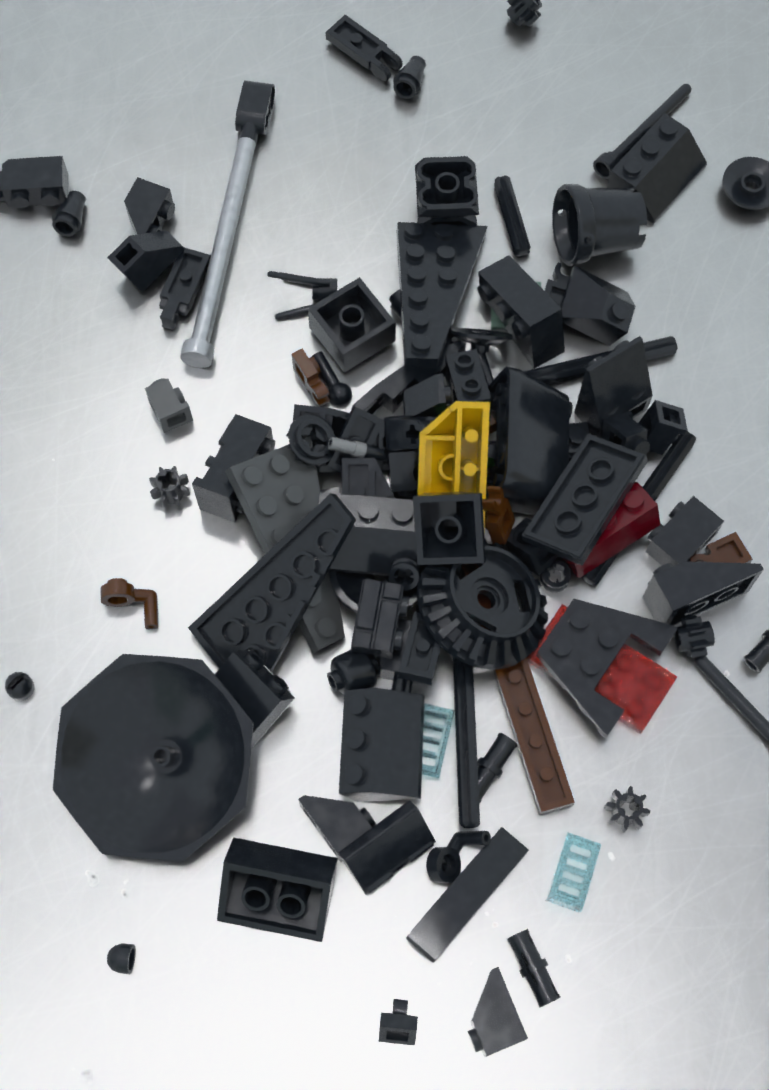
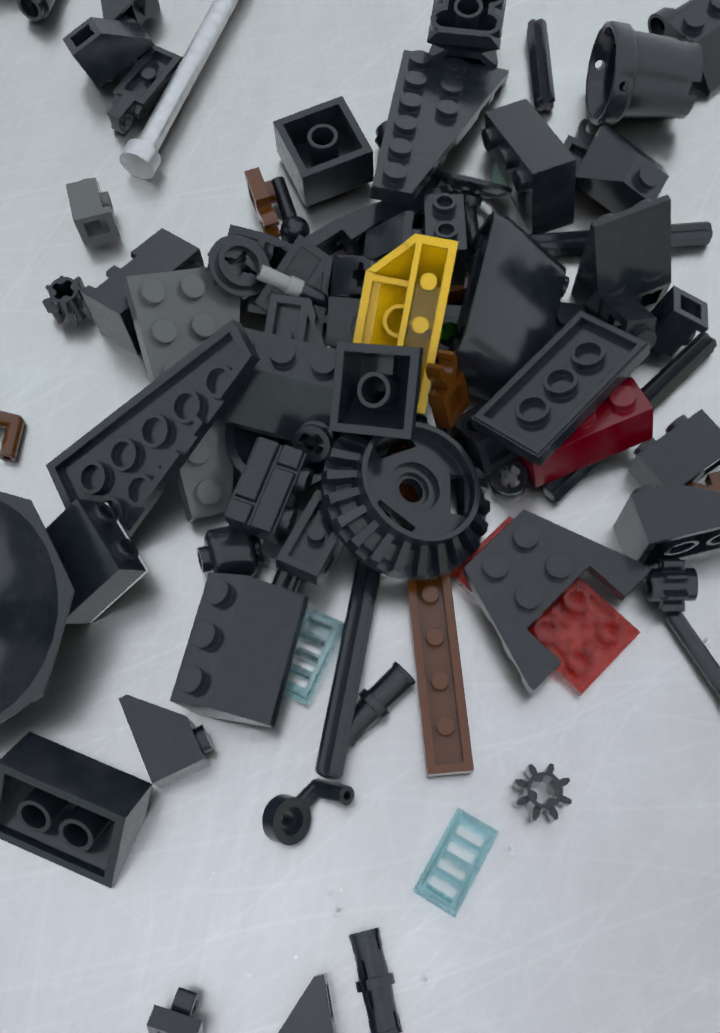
camera: 15 degrees right, 0 degrees up
(320, 289) = (280, 97): black plant -> none
(387, 847) = (217, 783): black piece -> none
(467, 894) = (306, 866): black slope -> none

